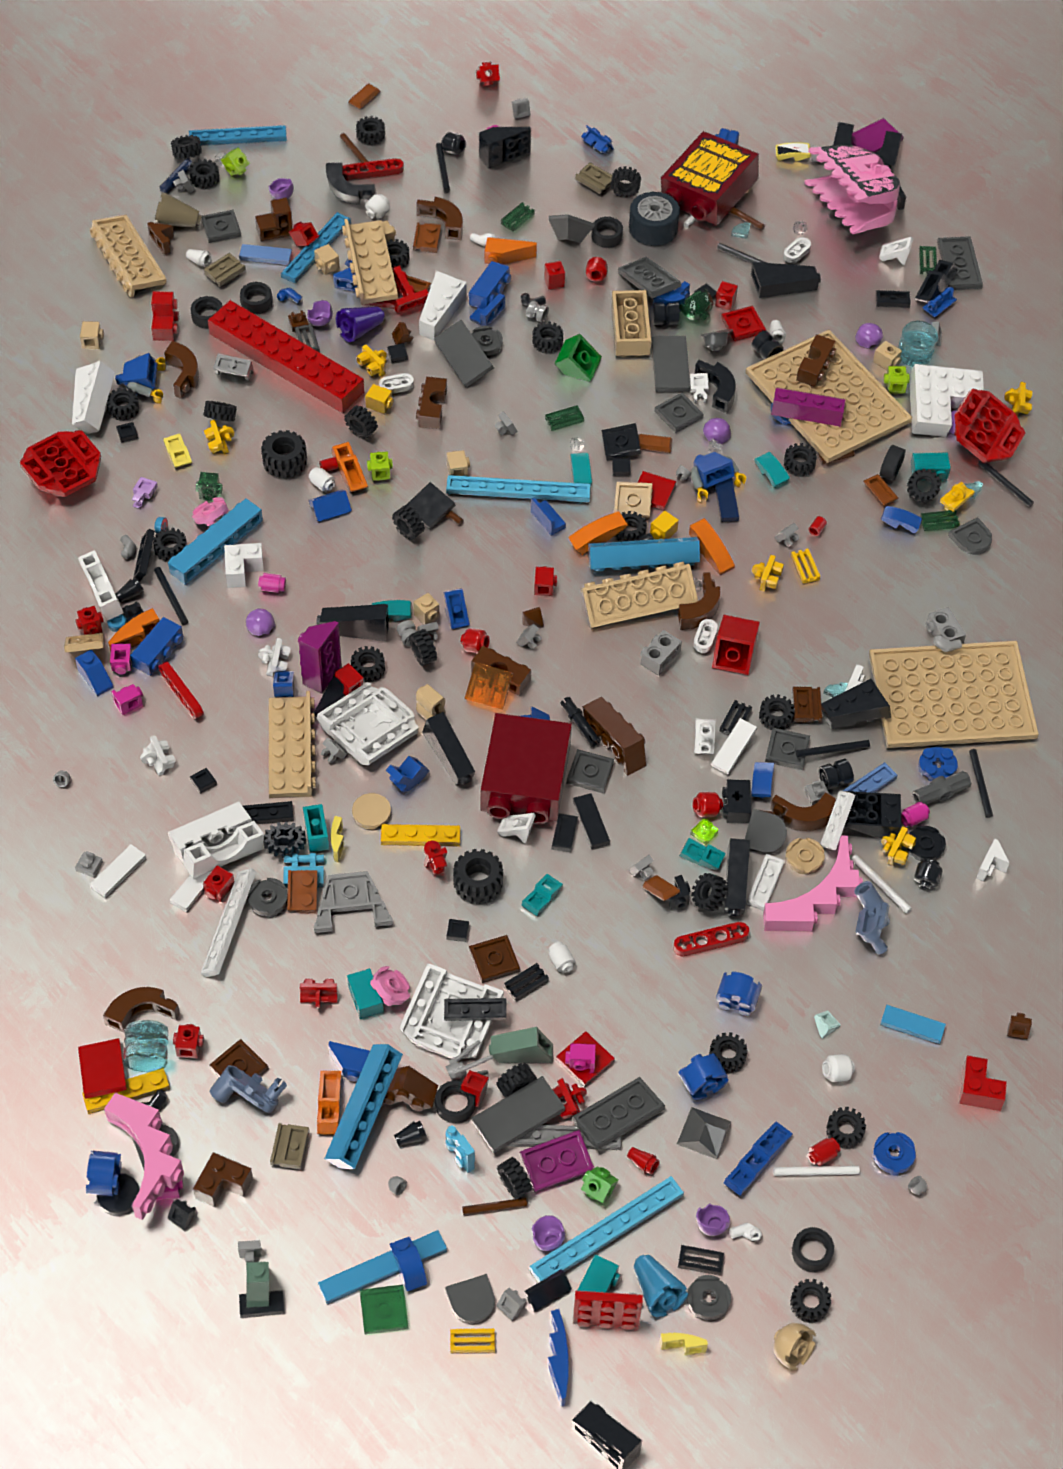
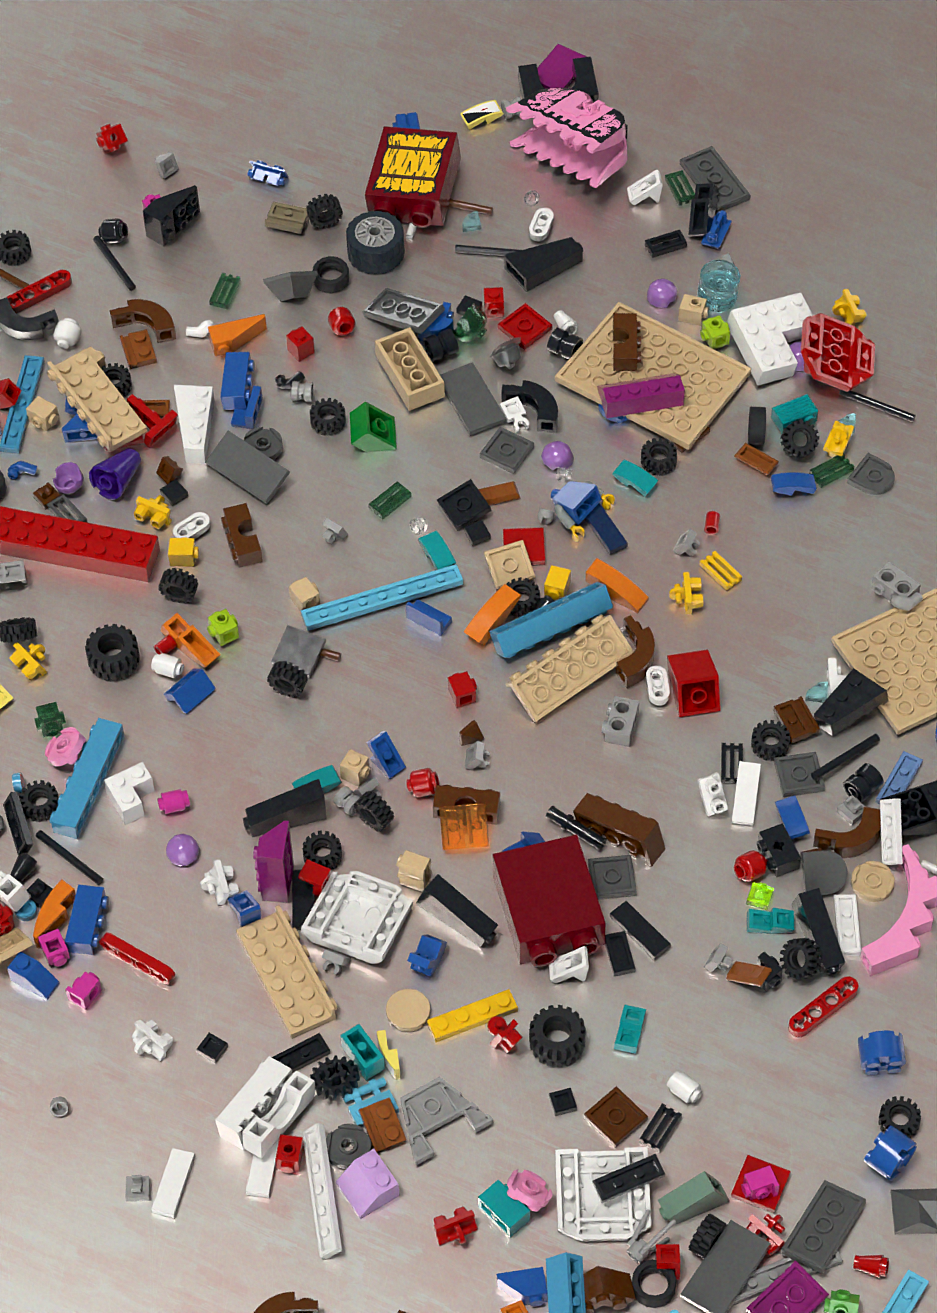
camera: 20 degrees left, 0 degrees up
(267, 931) = (368, 1184): none -> lavender slope

